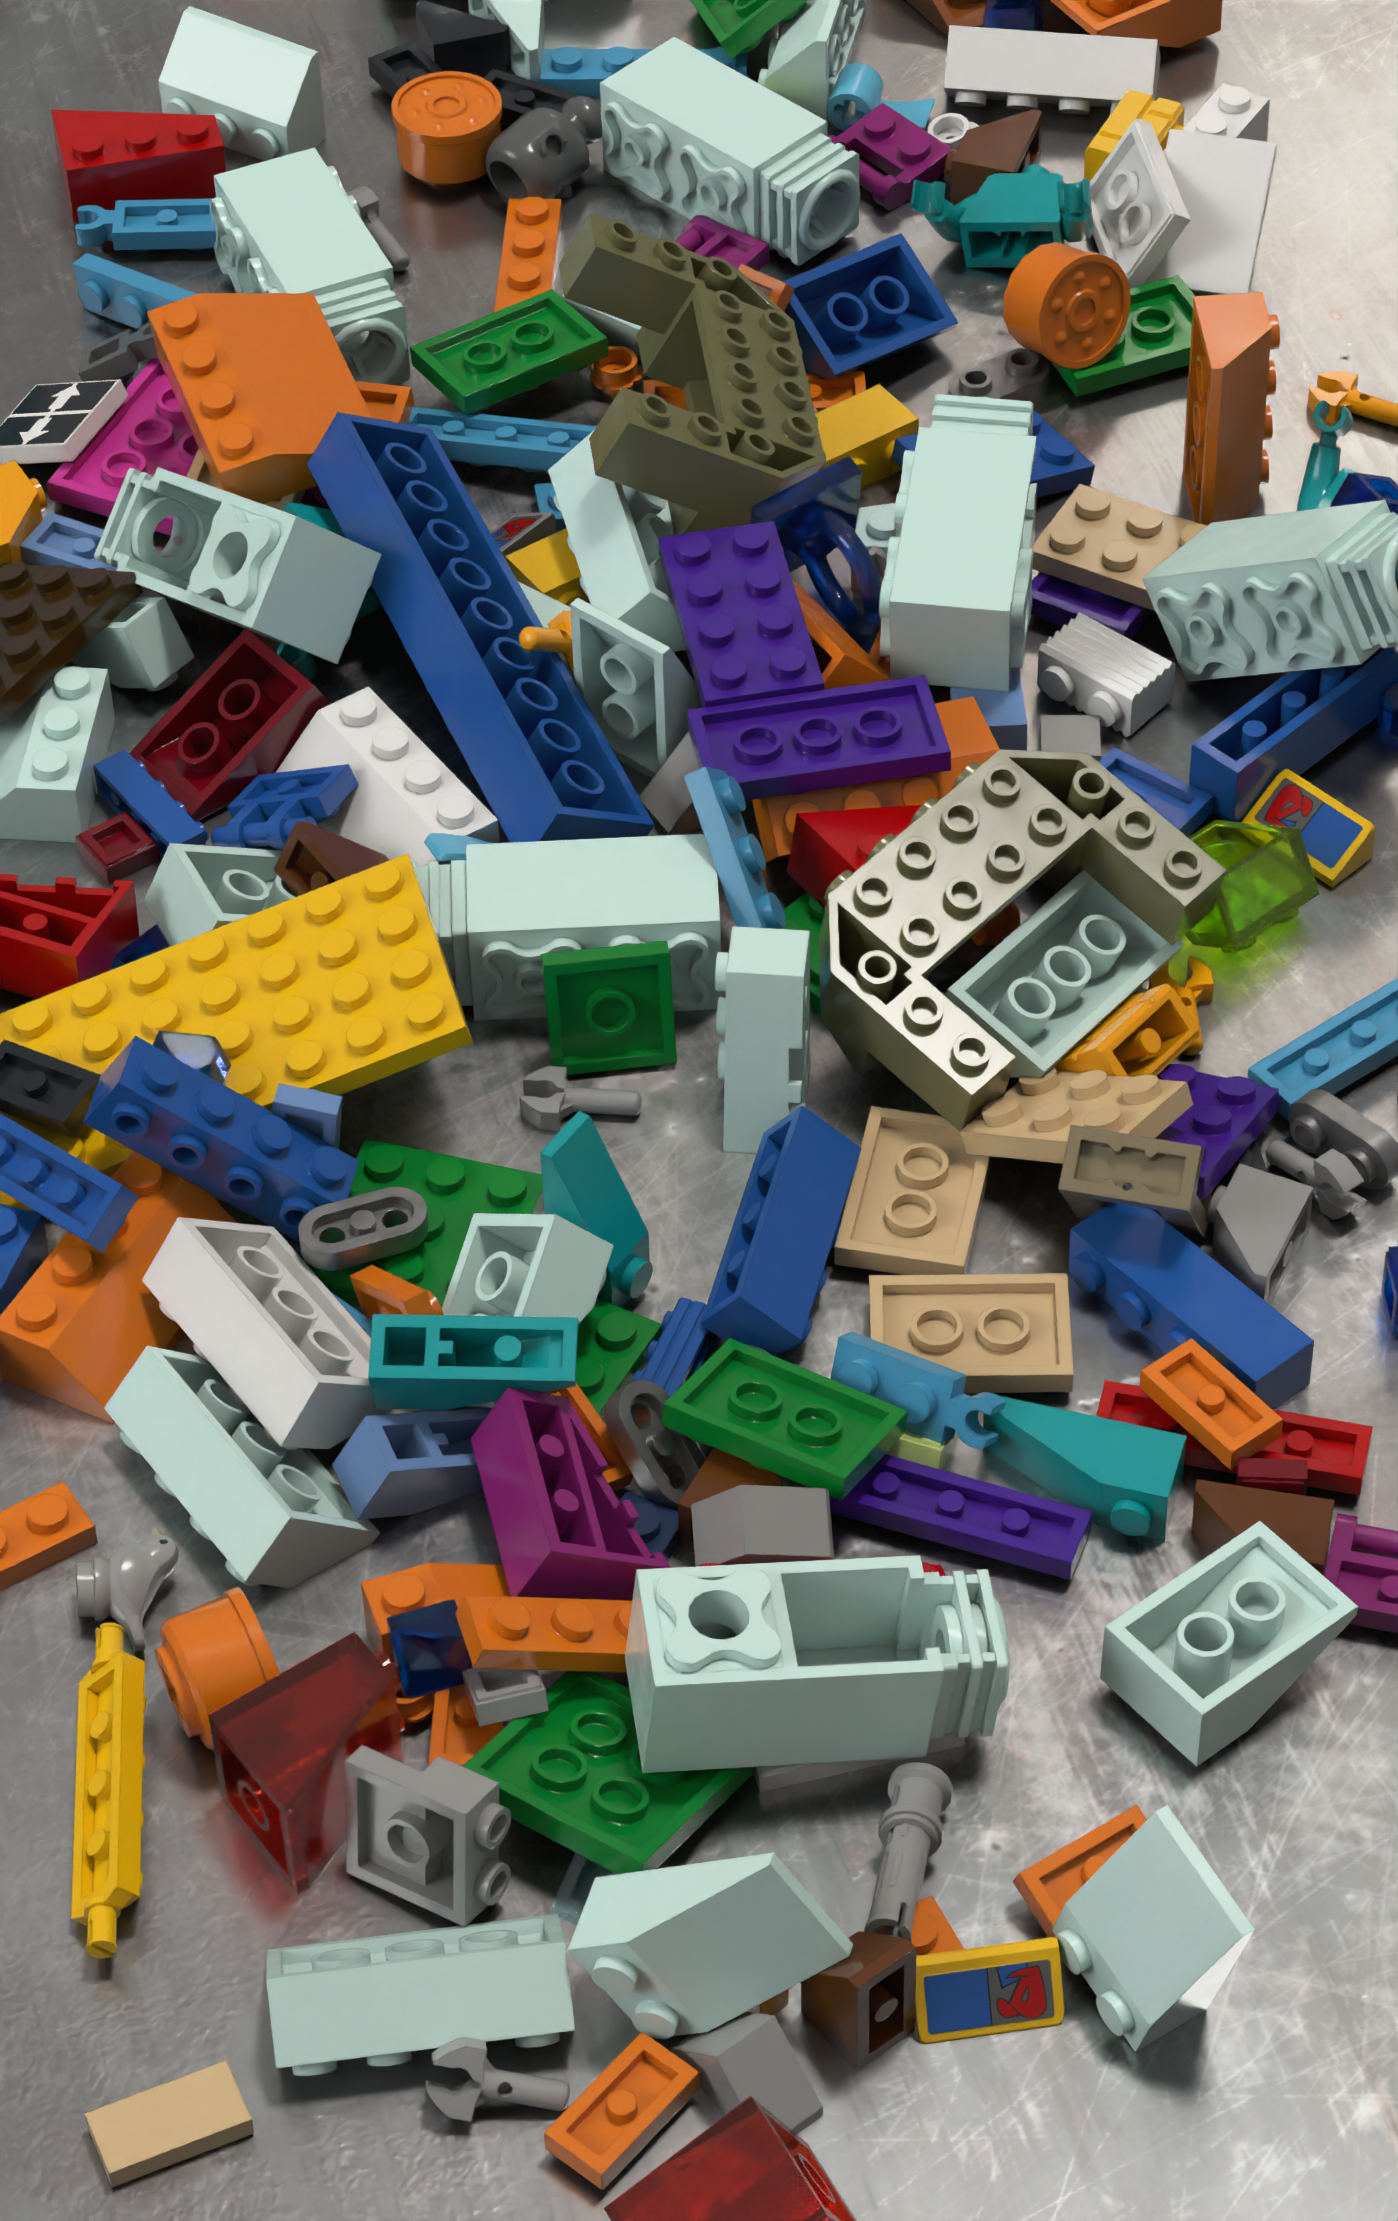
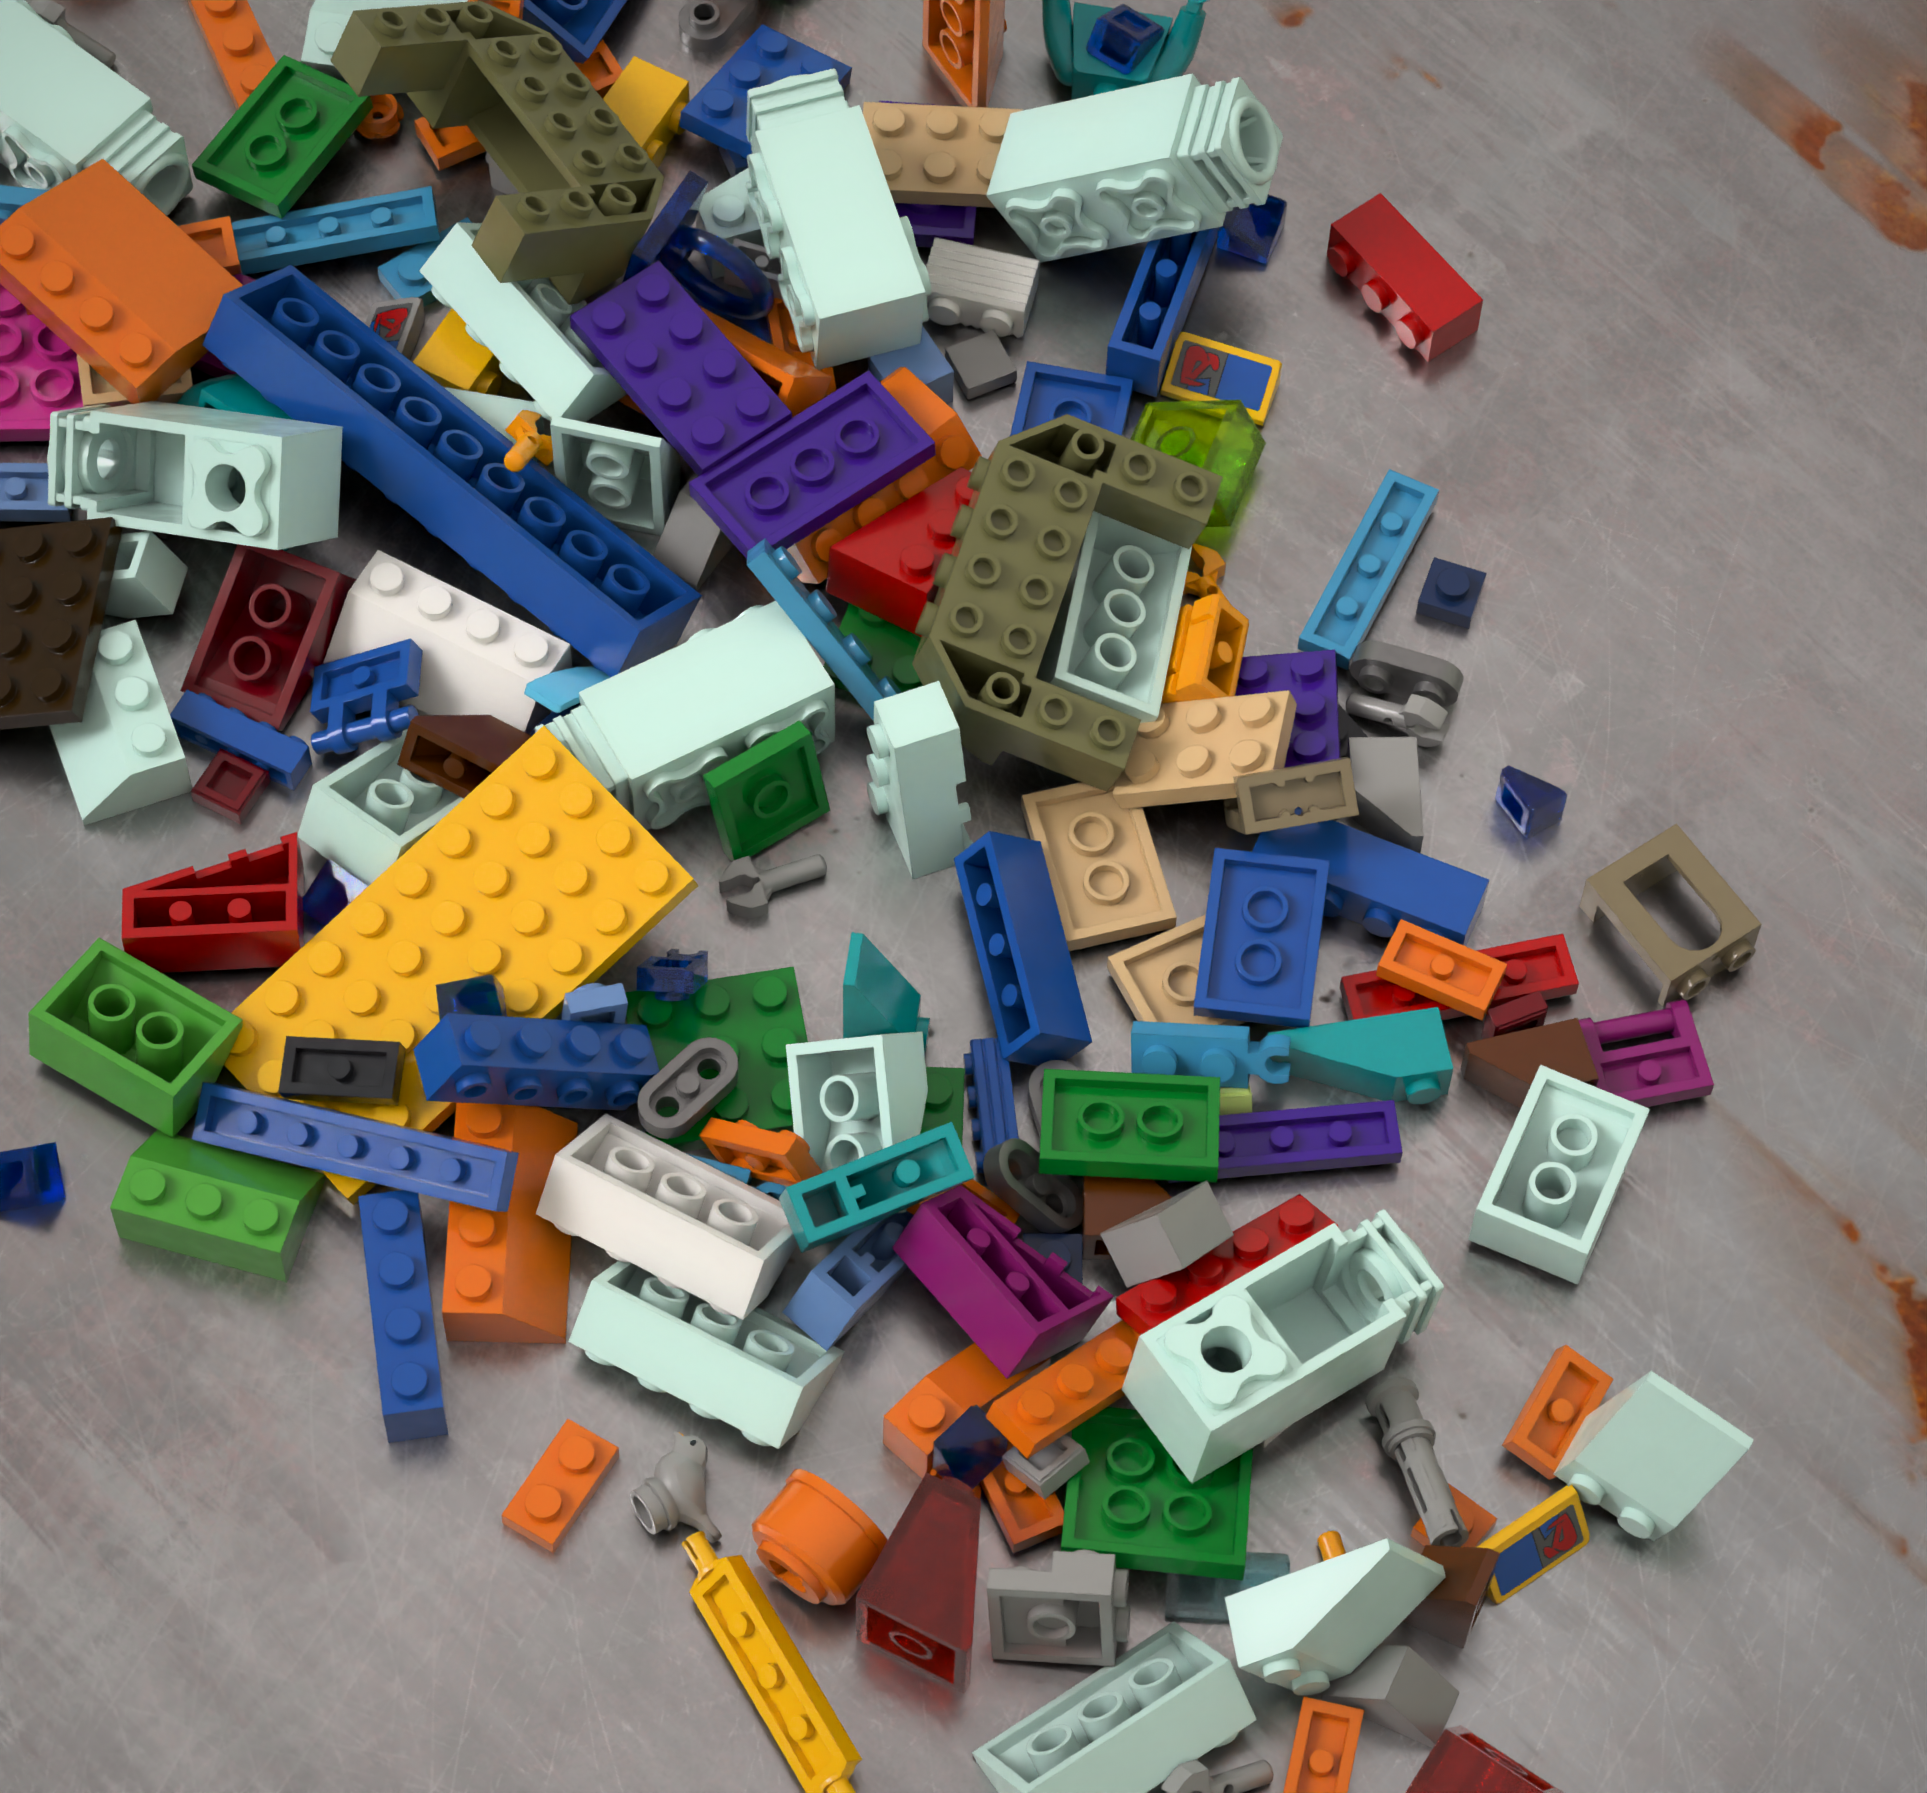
camera: 30 degrees left, 15 degrees up
(413, 1131) = (673, 976): none -> clear blue plate
(1032, 1304) = (1261, 938): none -> blue plate

